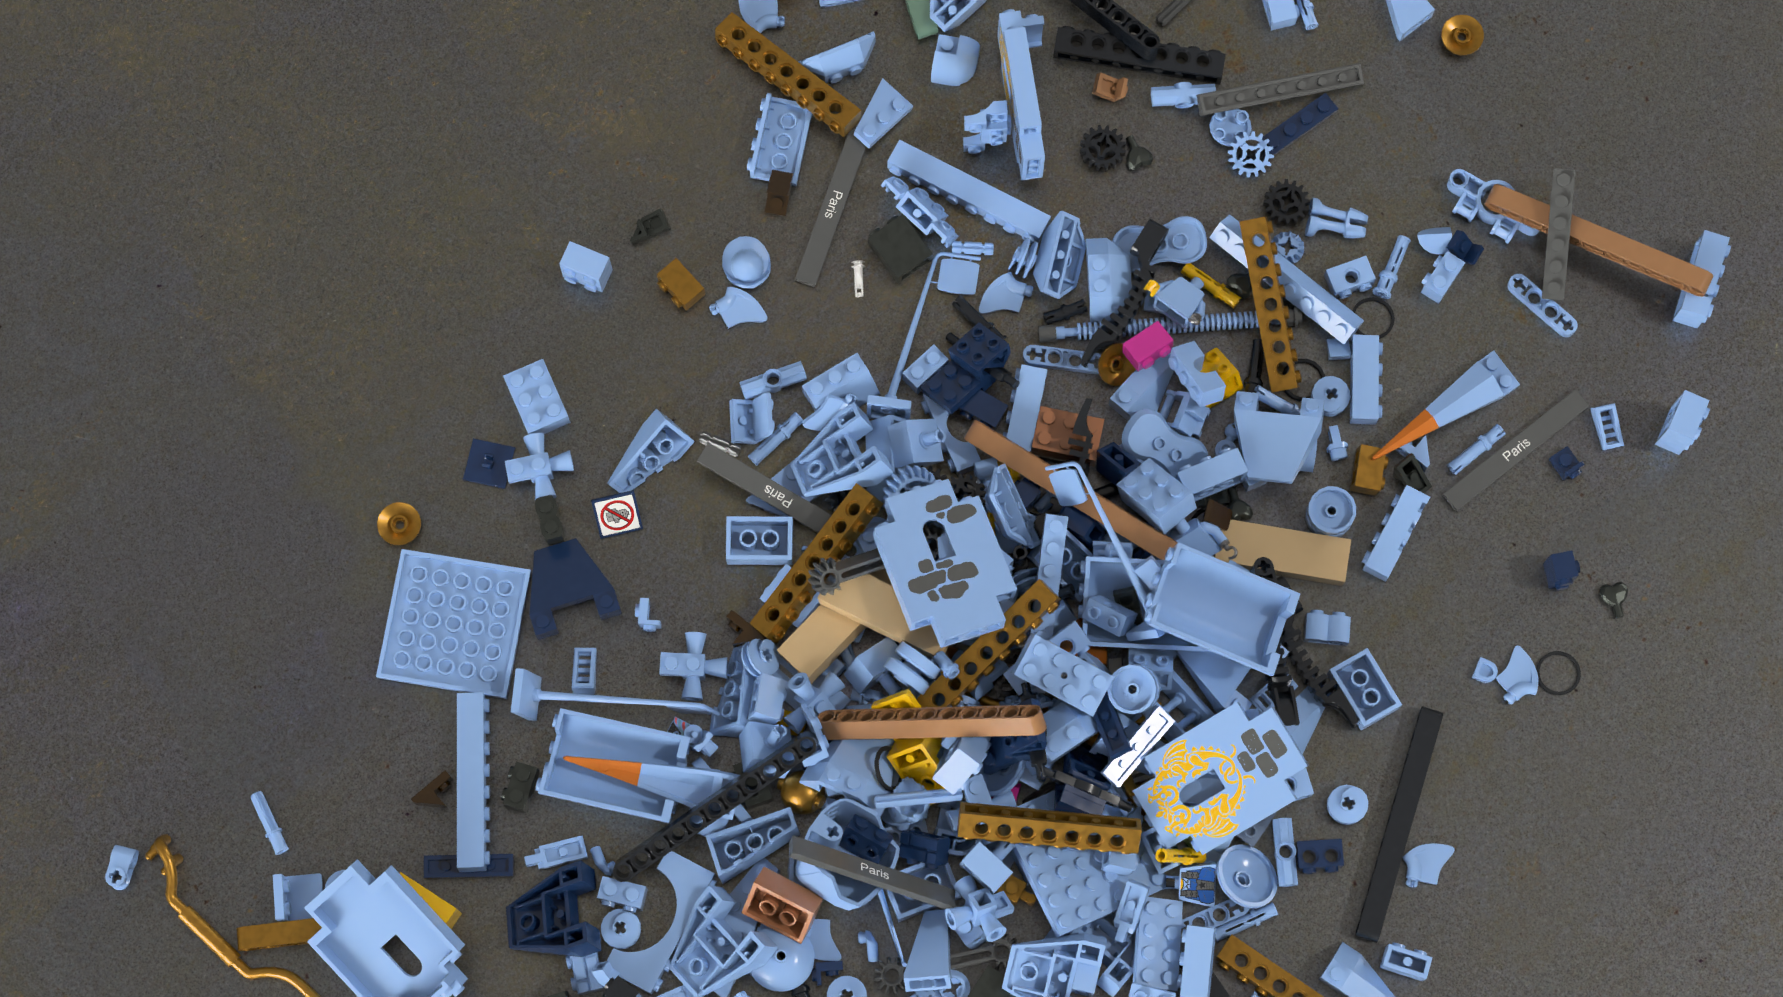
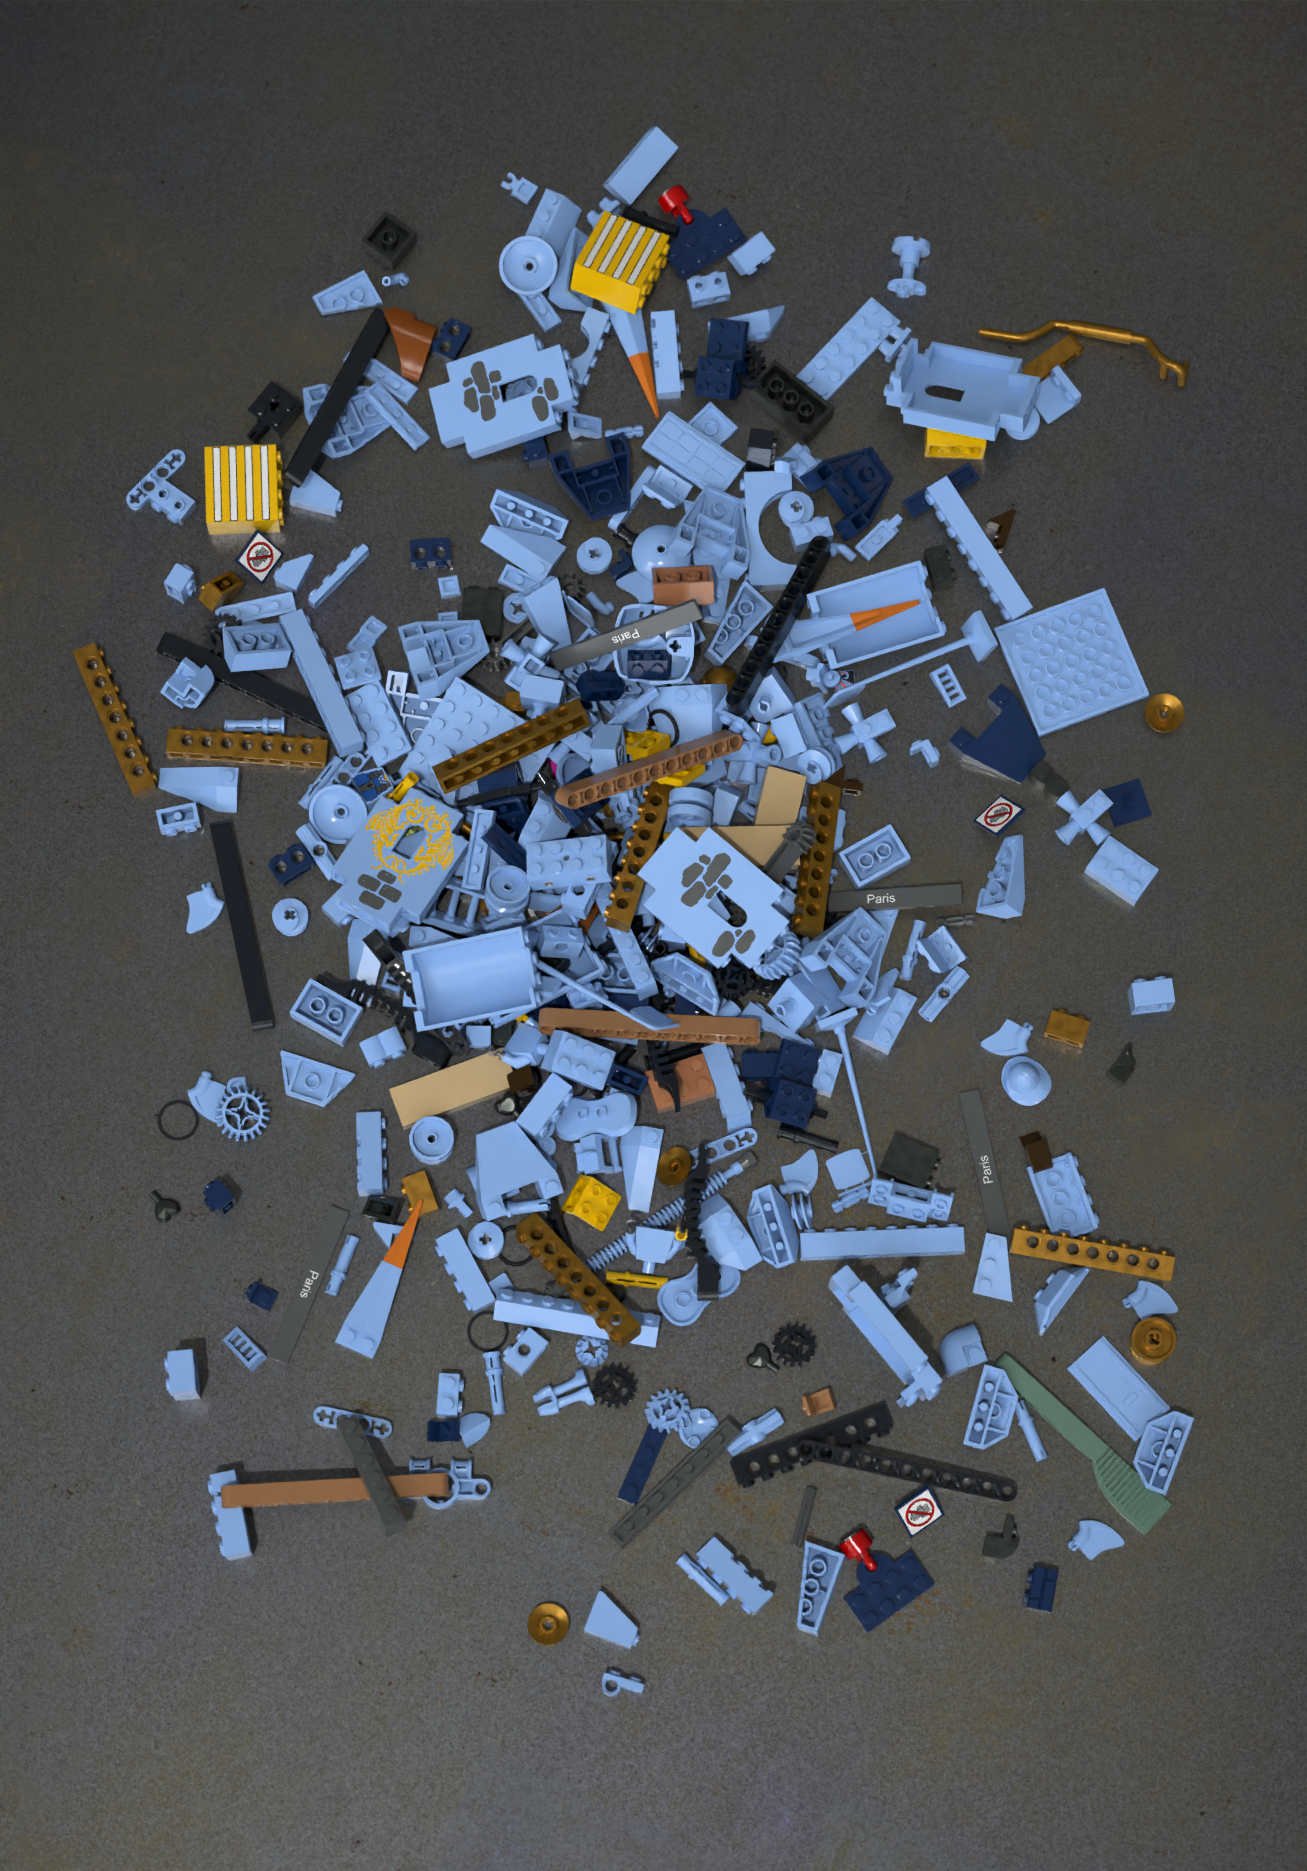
camera: 145 degrees right, 0 degrees up
(121, 864) = (1201, 346): light blue piece -> none
(269, 823) = (1103, 432): light blue axle -> none
(858, 276) = (928, 1121): white piece -> none
(949, 669) = (664, 824): light blue pin -> none
(1065, 312) = (742, 1188): black pin -> none
(1130, 909) = (414, 732): light blue hinge -> none
(1148, 346) = (656, 1189): dark pink brick -> none
(1187, 363) = (590, 1174): light blue arch -> none
(1410, 636) = (312, 1080): none -> light blue wing
(1503, 645) = (233, 1112): none -> light blue gear

